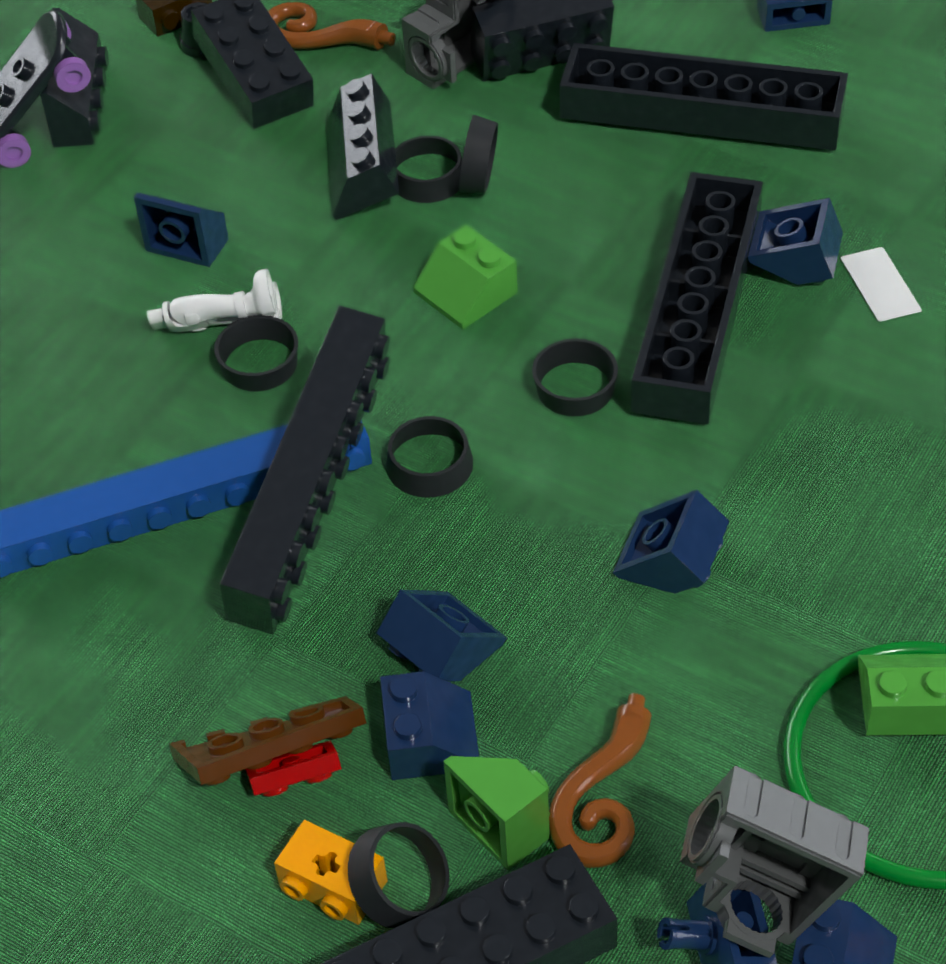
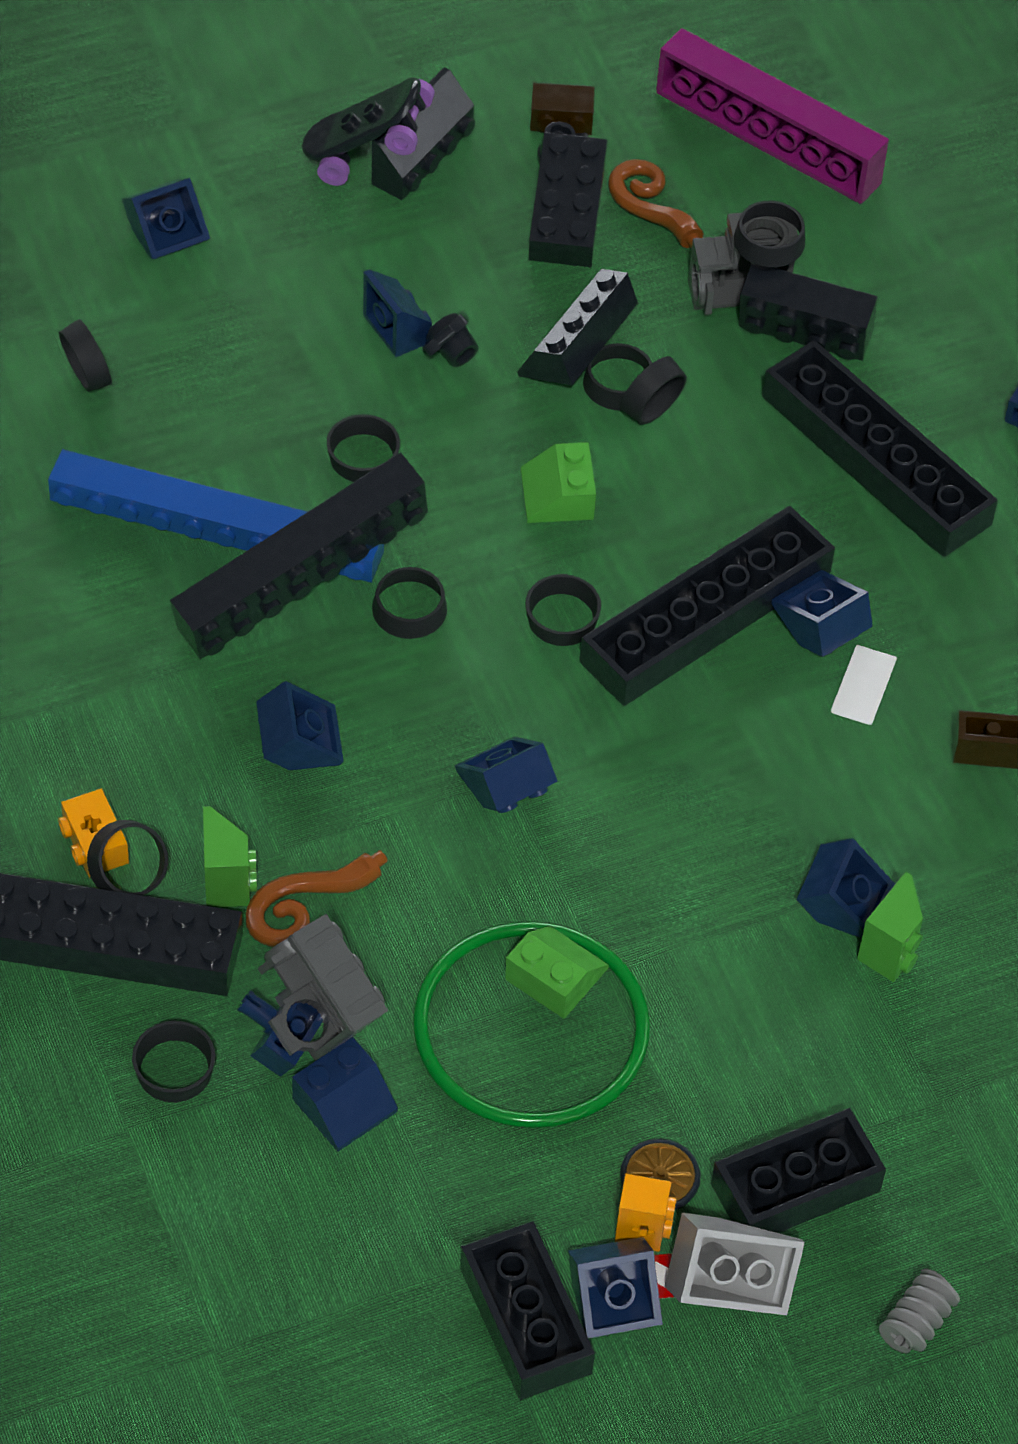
camera: 30 degrees right, 5 degrees up
(206, 310) = (398, 410): white piece -> none
(254, 218) = (451, 339): none -> black piece
(266, 739) = (131, 724): reddish brown wing -> none
(312, 765) = (117, 751): red plate -> none
(426, 723) = (235, 782): dark blue slope -> none

